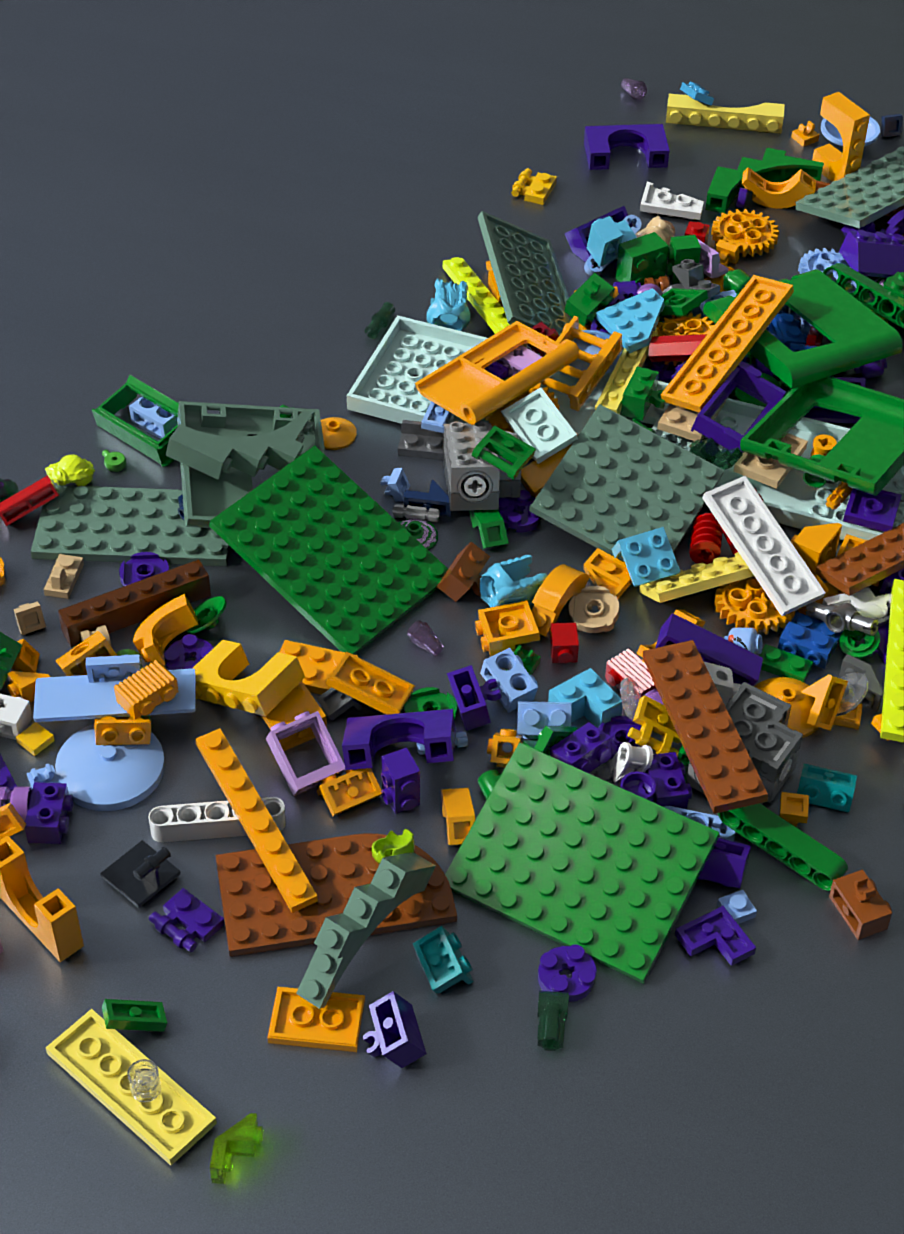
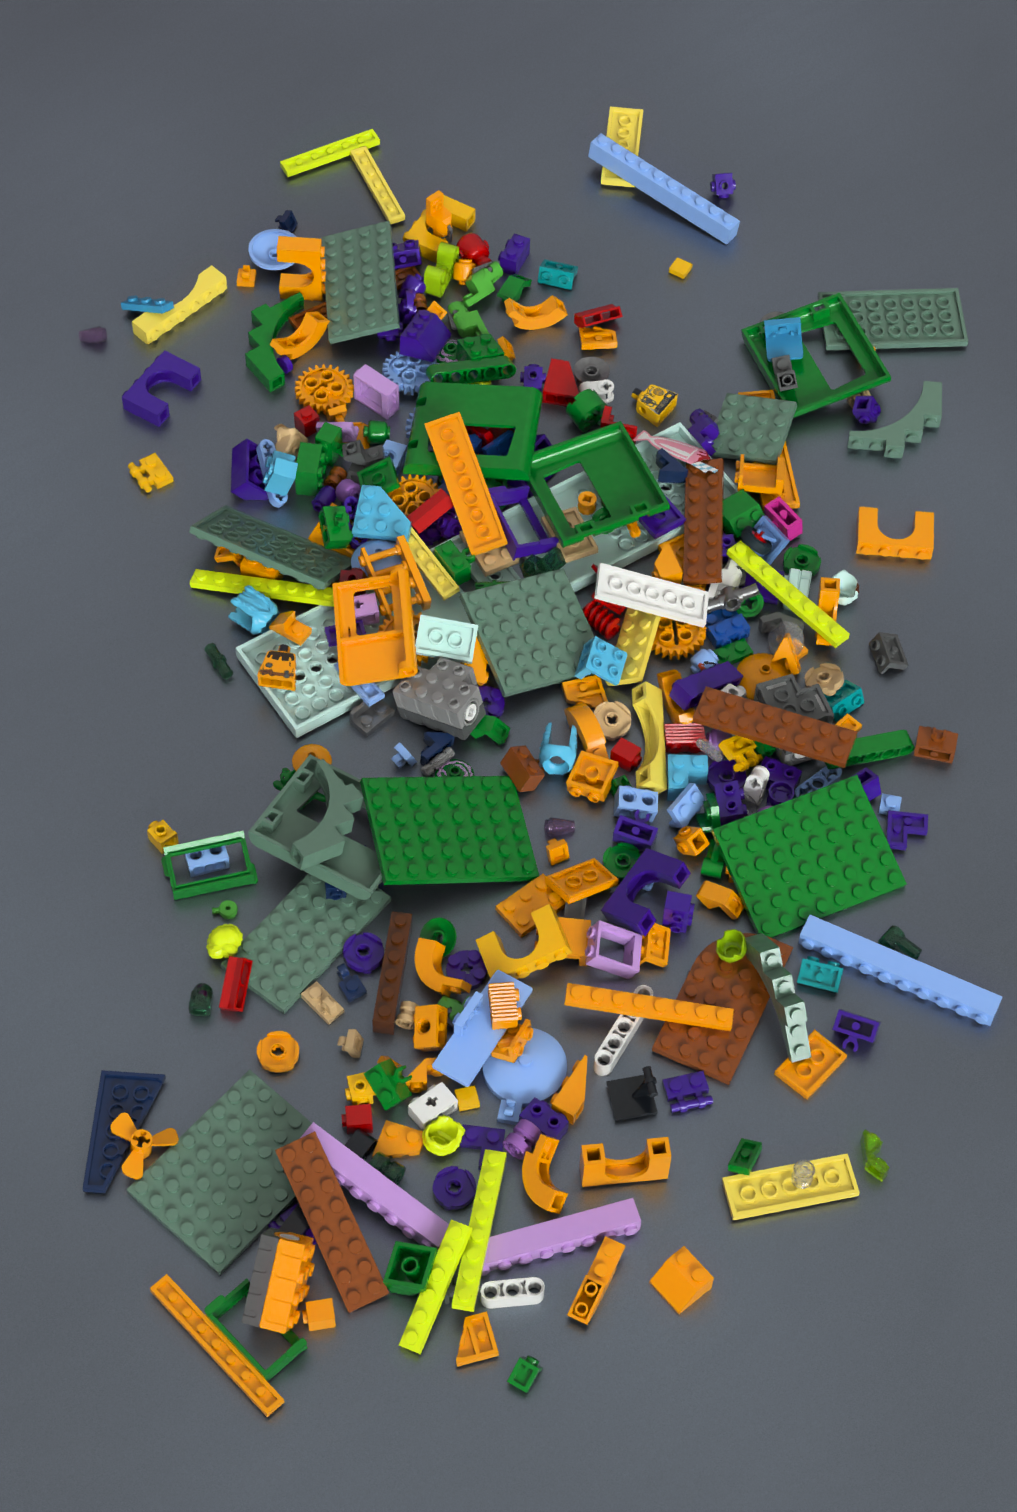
camera: 55 degrees left, 10 degrees up
(101, 583) = (350, 985): none -> dark blue plate
(102, 819) = (572, 1095): none -> light orange slope
(158, 374) = (162, 835): none -> yellow brick
(392, 651) = (557, 851): none -> light orange tile
(396, 347) = (278, 669): none -> light orange torso
(453, 334) = (290, 628): none -> light orange slope
(508, 448) = (471, 670): green plate -> none
(516, 1043) = (900, 970): none -> light blue brick
(572, 959) = (875, 908): dark purple plate -> none
(638, 627) = (649, 707): none -> light yellow arch
(668, 204) = (246, 410): white wing -> none
(778, 253) = (386, 402): none -> lavender window
(833, 755) = (830, 671): none -> tan plate

